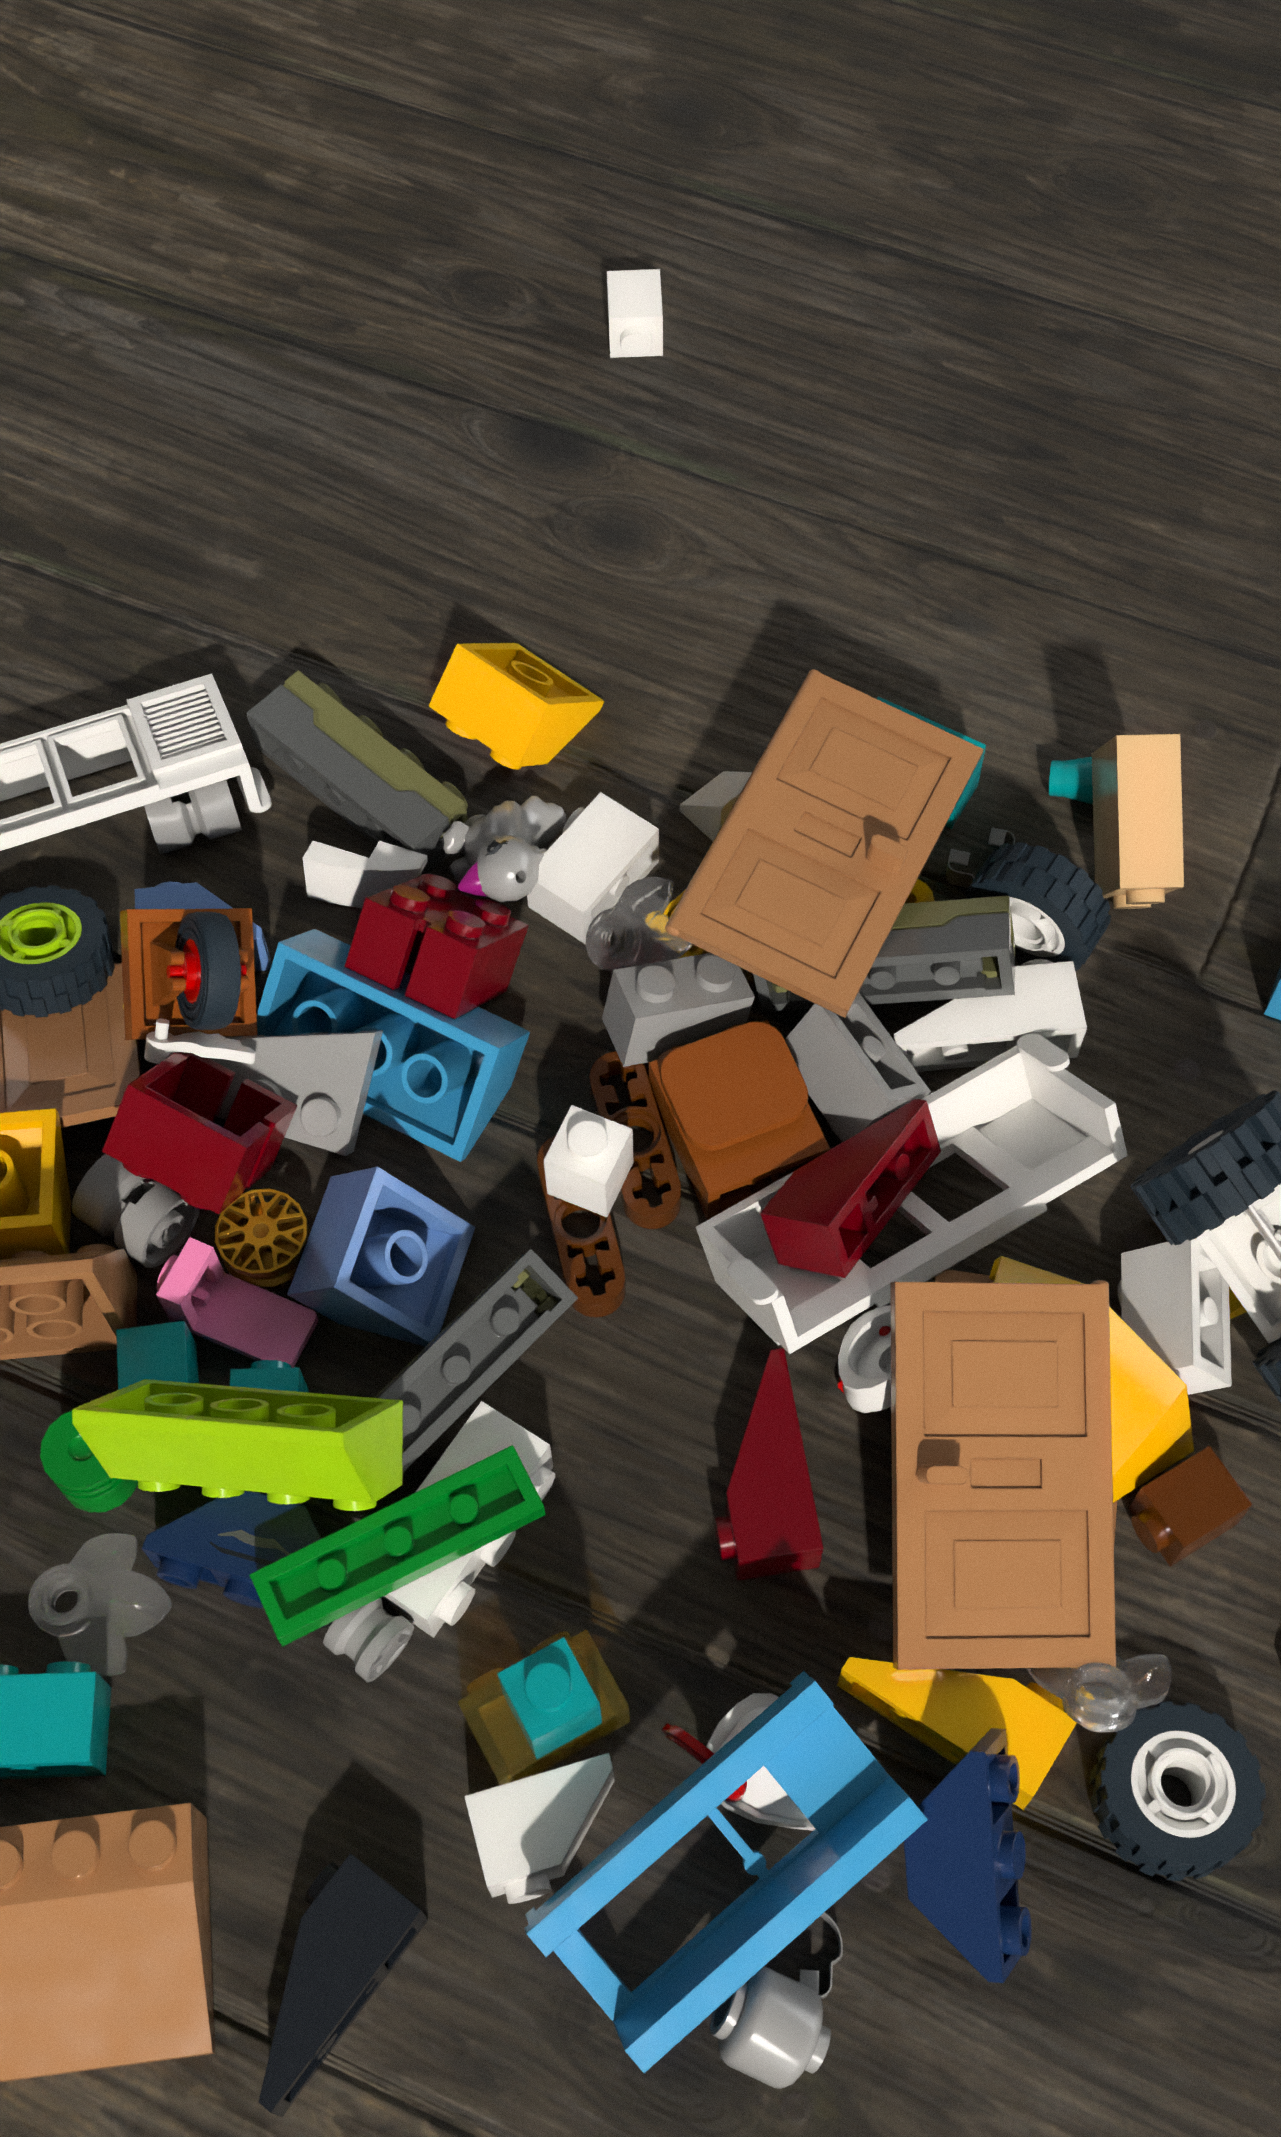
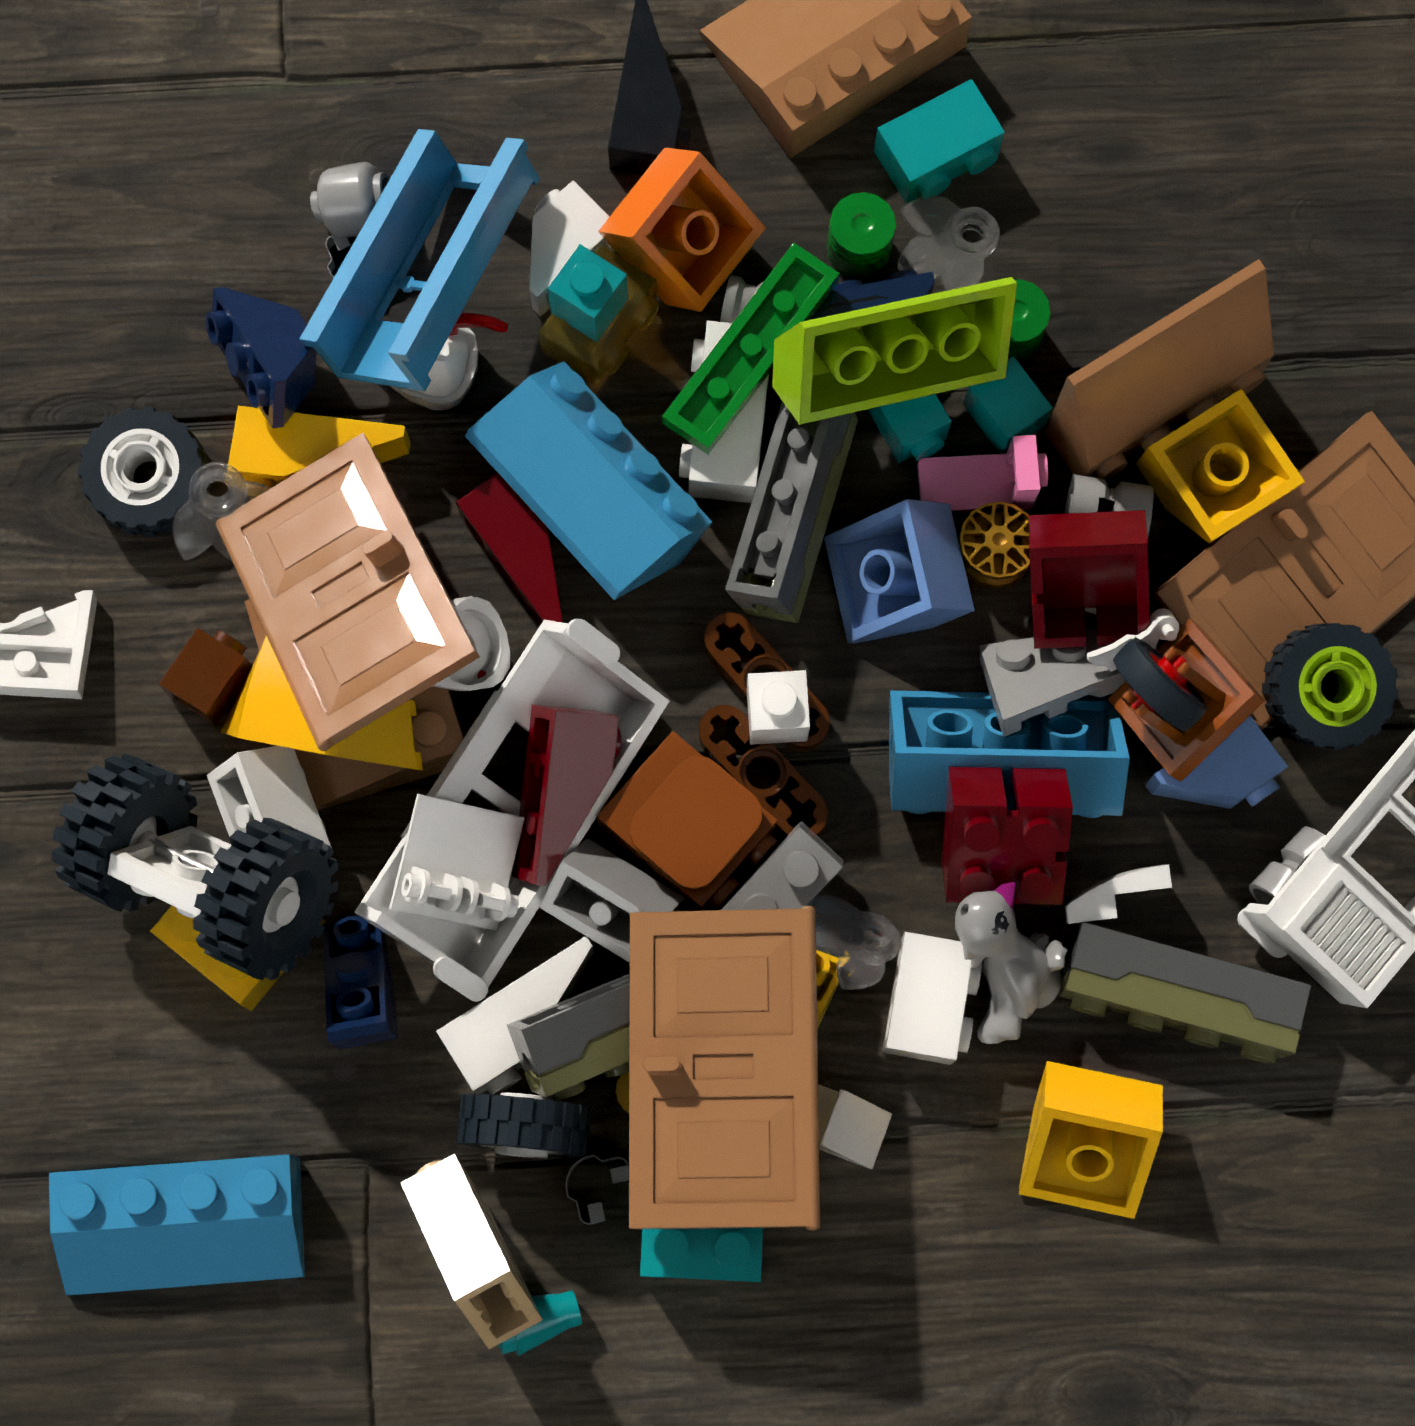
camera: 150 degrees right, 15 degrees up
(190, 1649) = (860, 235): none -> green piece
(392, 1747) = (683, 228): none -> orange brick
(662, 1501) = (589, 480): none -> dark azure slope
(998, 1151) = (458, 864): none -> white hinge
(1152, 1093) = (358, 984): none -> dark blue slope

